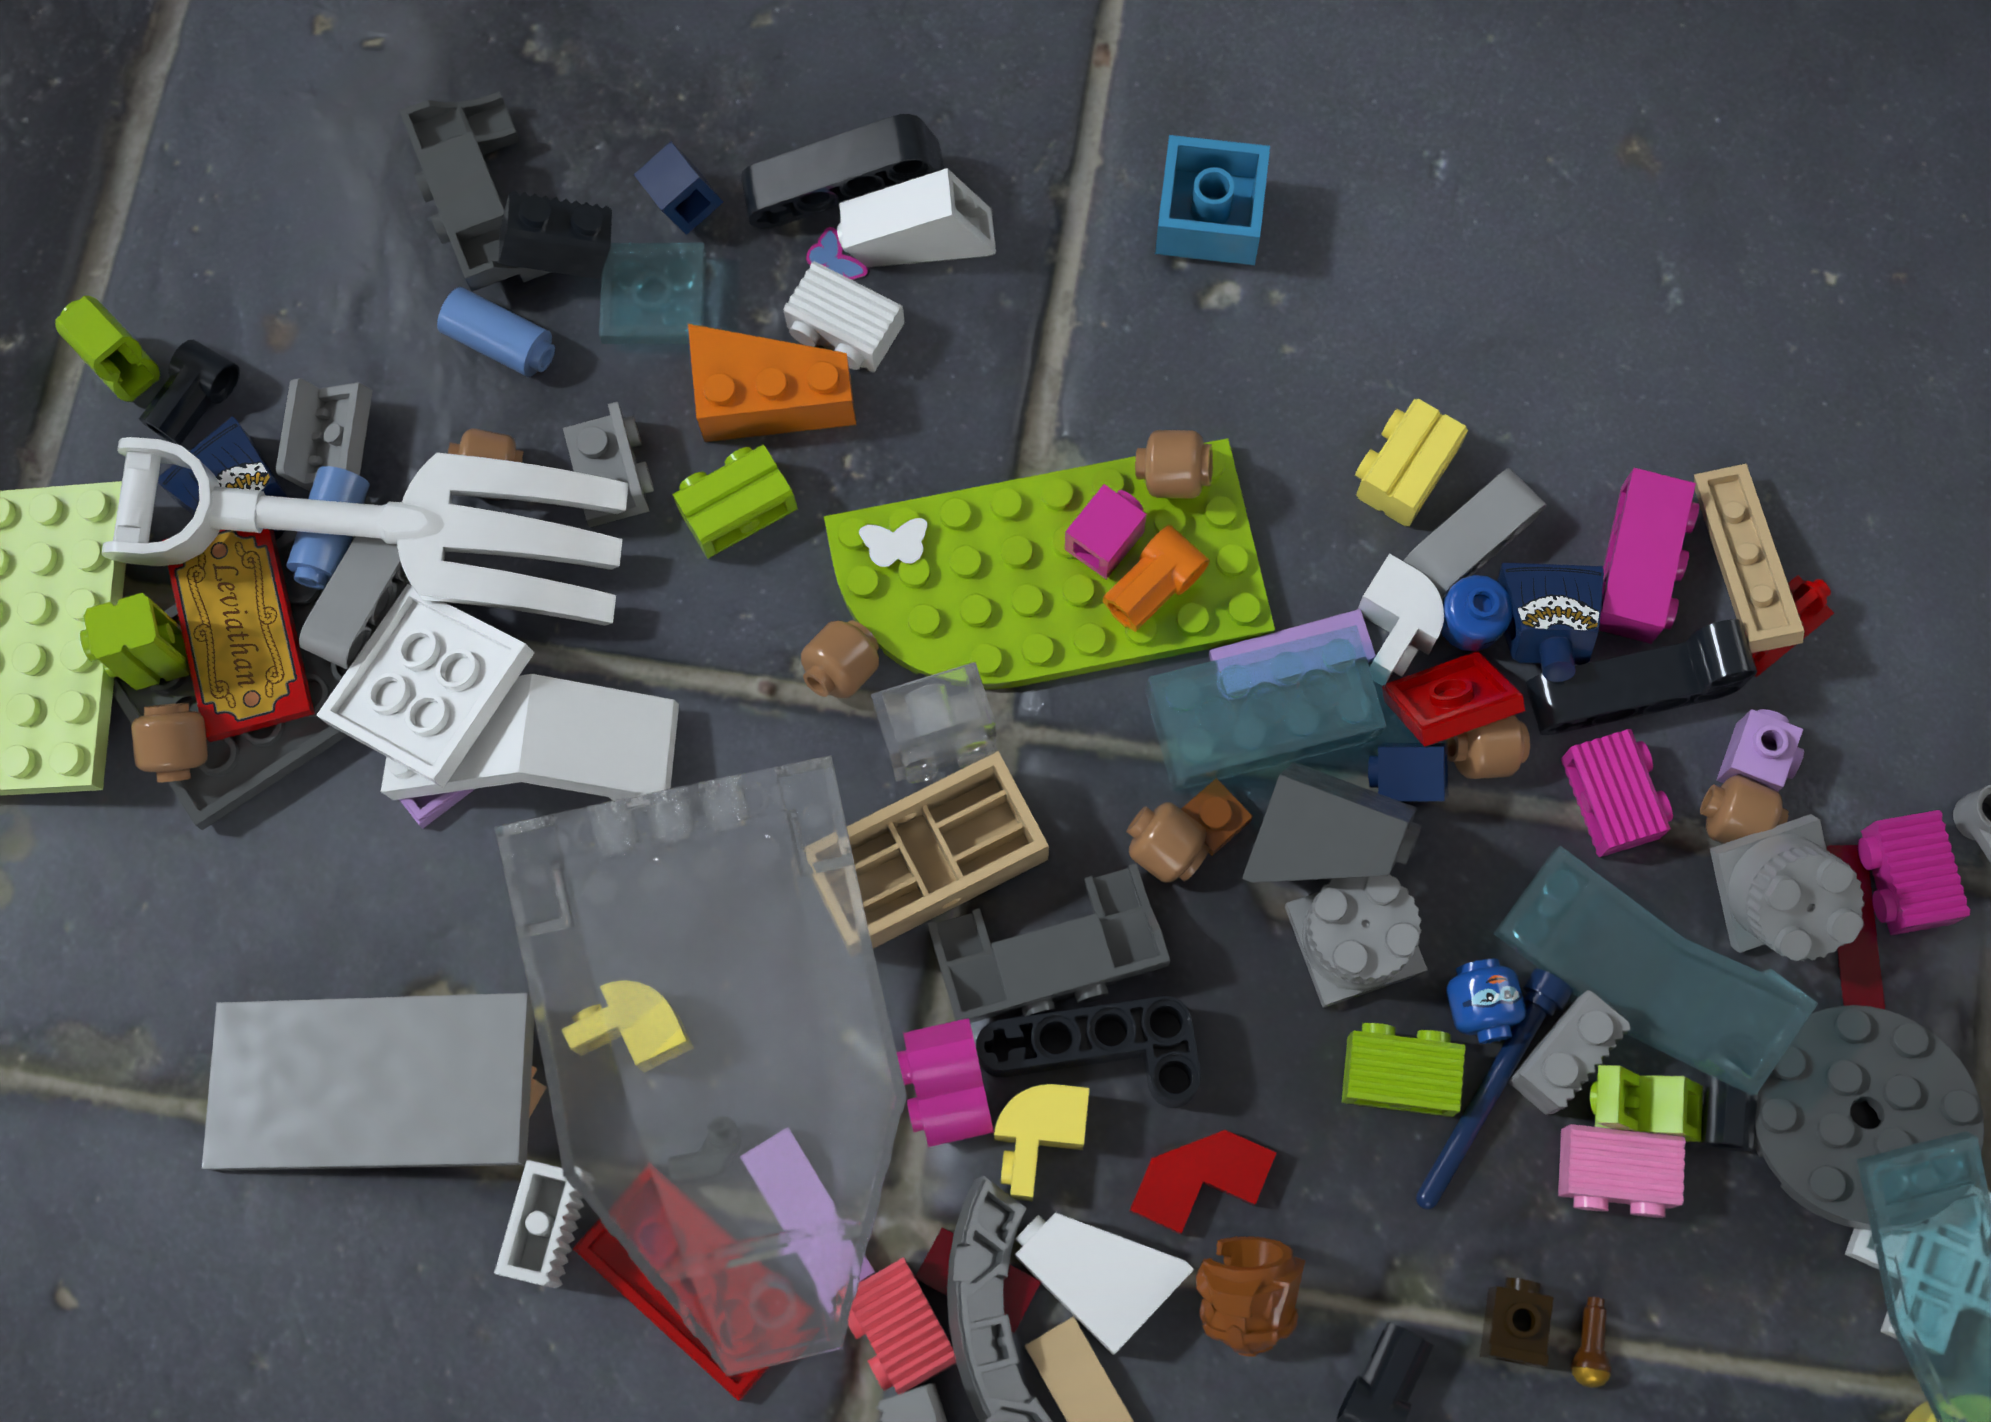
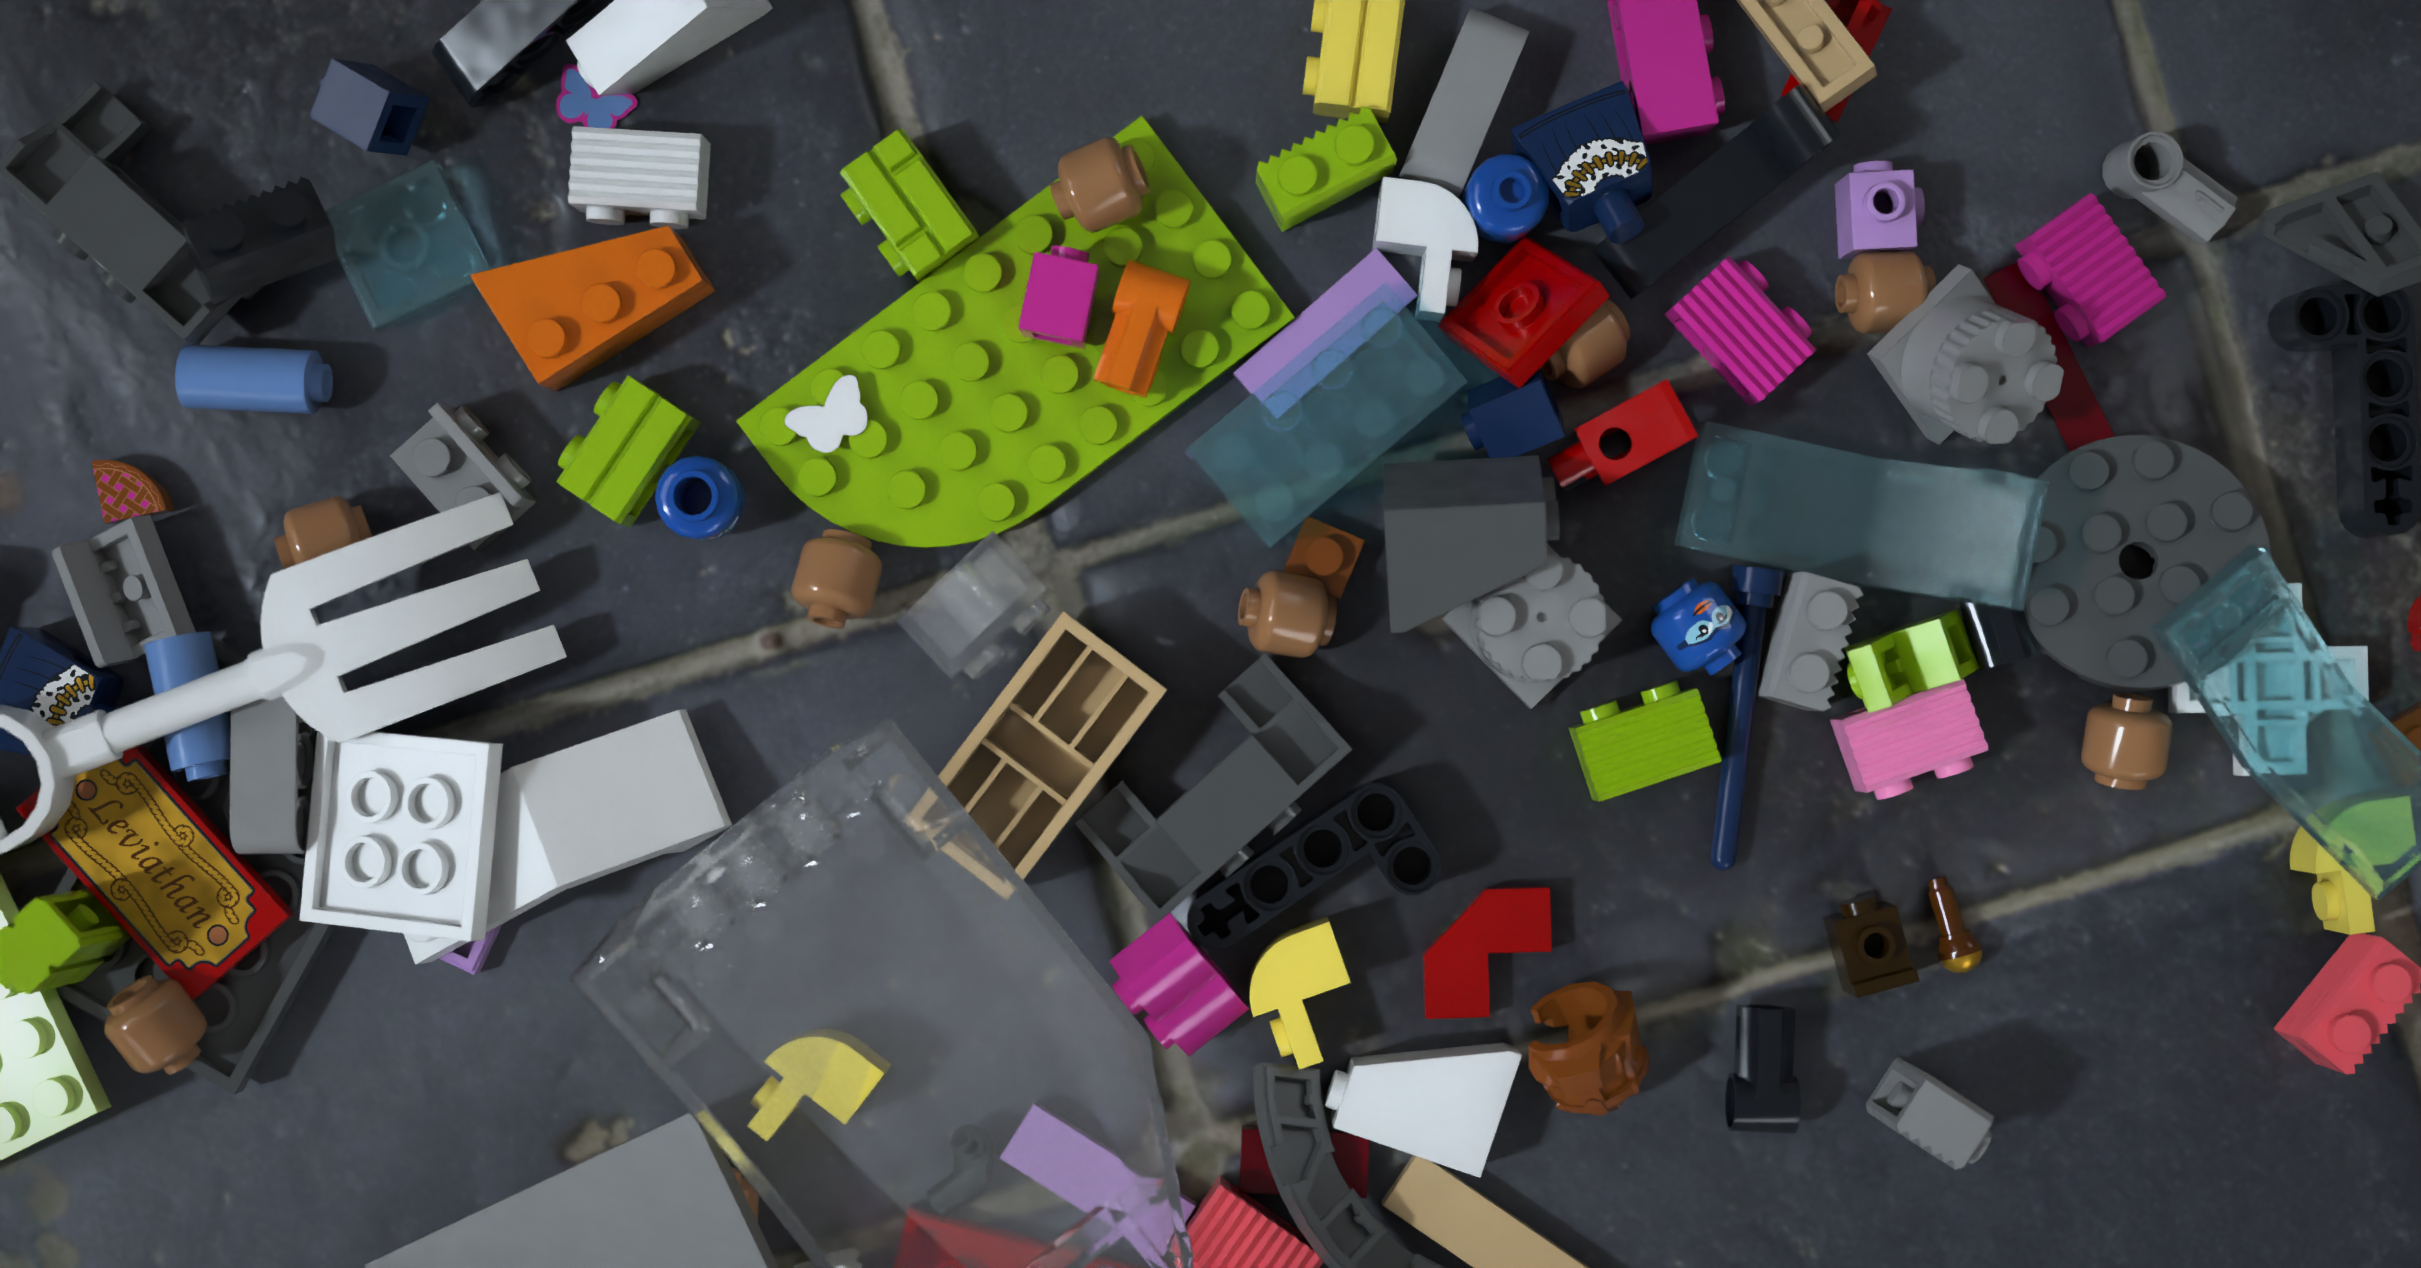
camera: 30 degrees left, 15 degrees up
(367, 367) = (128, 492): none -> dark orange tile
(769, 555) = (700, 498): none -> blue head
(1025, 422) = (908, 206): none -> lime brick
(1347, 532) = (1325, 169): none -> lime brick
(1516, 825) = (1652, 421): none -> red torso
(1800, 1257) = (2126, 741): none -> medium nougat head

